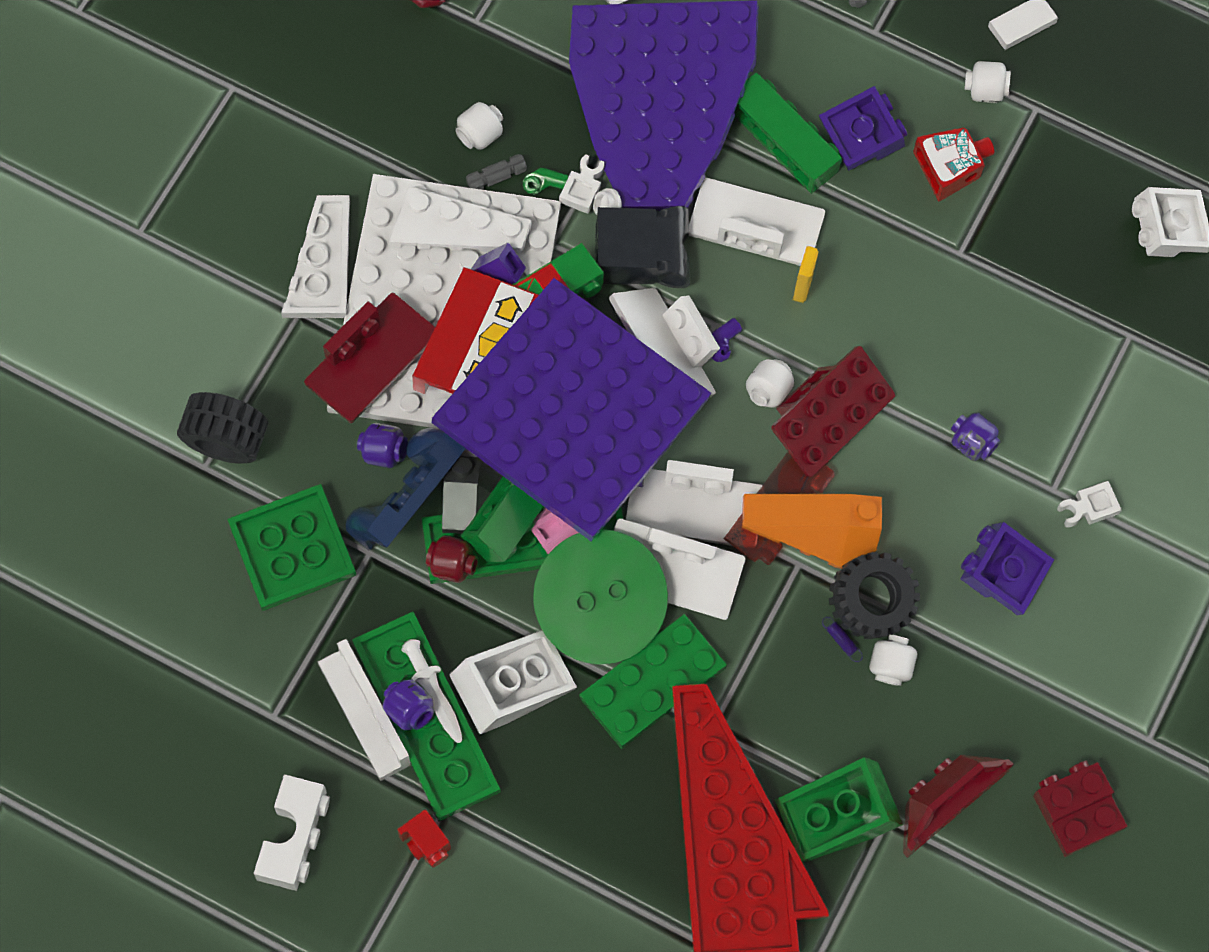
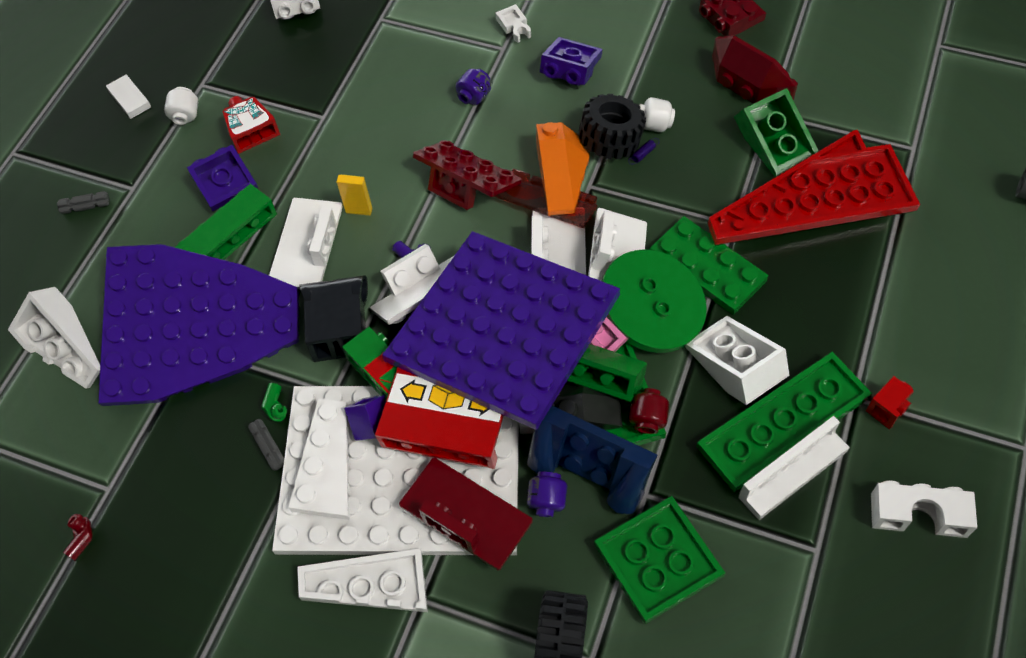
camera: 90 degrees left, 10 degrees down
(408, 704) = (788, 424): dark purple head -> none
(427, 679) = (757, 418): white sword -> none
(479, 125) = (221, 461): white head -> none
(582, 187) = (280, 371): white plate -> none
(607, 198) = (294, 348): white plate -> none
(770, 383) = (447, 213): white head -> none

